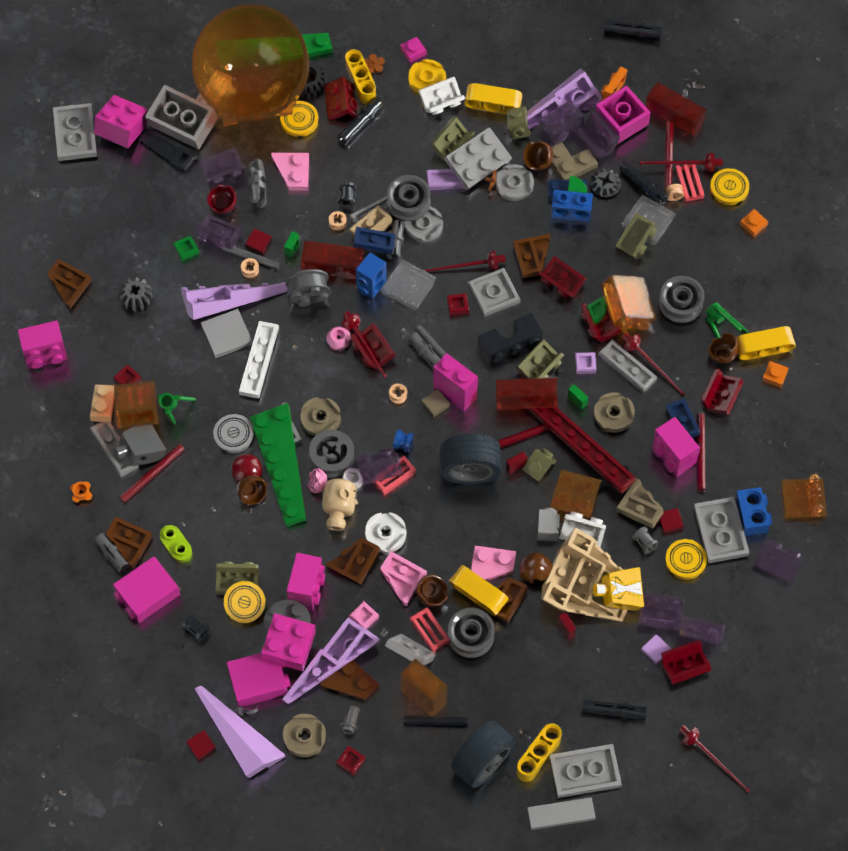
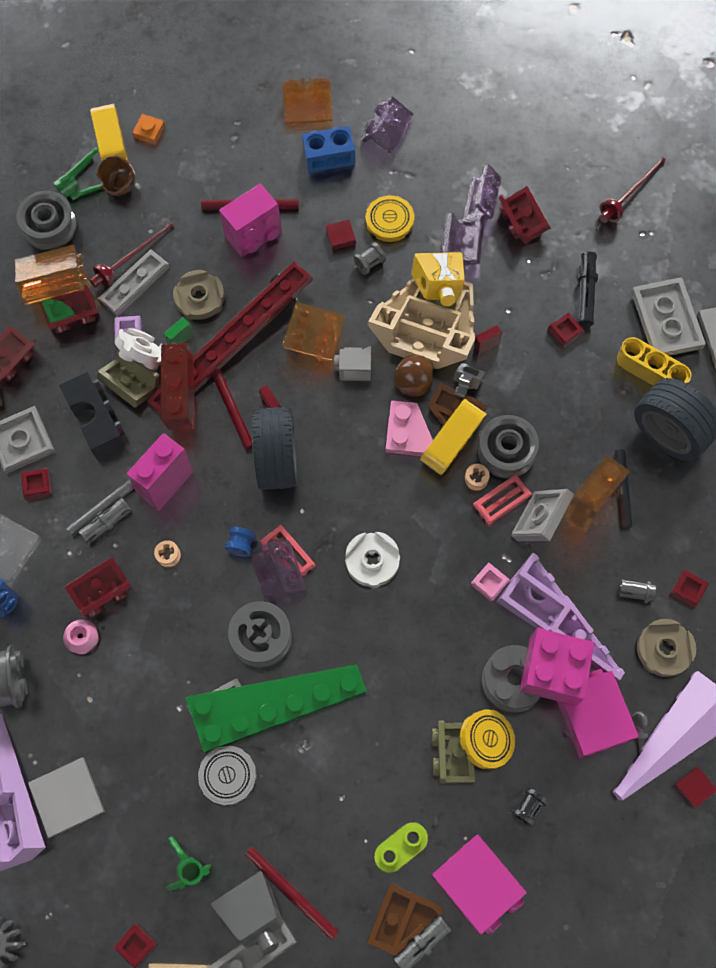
camera: 90 degrees left, 5 degrees up
(136, 404) = (187, 924): clear orange brick -> none
(245, 465) = (283, 753): dark red hair -> none
(251, 489) = (318, 741): reddish brown hair -> none
(258, 359) = (112, 745): white plate -> none
(306, 580) = (458, 654): dark pink brick -> none
(317, 480) = (301, 652): bright pink plate -> none
(320, 406) = (204, 638): dark tan plate -> none
(339, 502) = (333, 619): tan piece -> none
(351, 681) = (586, 590): reddish brown wing -> none
(352, 322) = (61, 618): dark red sword -> none
(354, 476) = (294, 607): white tile -> none
(355, 560) = (416, 594): reddish brown wing -> none
(402, 576) = (434, 535): bright pink wing -> none
(432, 590) = (454, 496): reddish brown hair -> none
(435, 403) = (182, 505): dark tan tile -> none
(453, 607) = (476, 486): none -> light nougat bush
(533, 608) = (468, 378): none -> dark grey plate
(539, 463) = (270, 373): olive bracket -> none
(555, 360) = (138, 347): none -> white plate
(577, 691) = (566, 330): none -> dark red tile
(593, 527) = (355, 328): white bracket -> none
(640, 505) = (327, 261): dark tan wing -> none
(654, 649) = (505, 248): lavender tile -> none
(683, 414) = (205, 221): dark blue plate -> none
(721, 393) = (176, 178): dark red bracket -> none
(721, 529) = (351, 181): light grey plate -> none

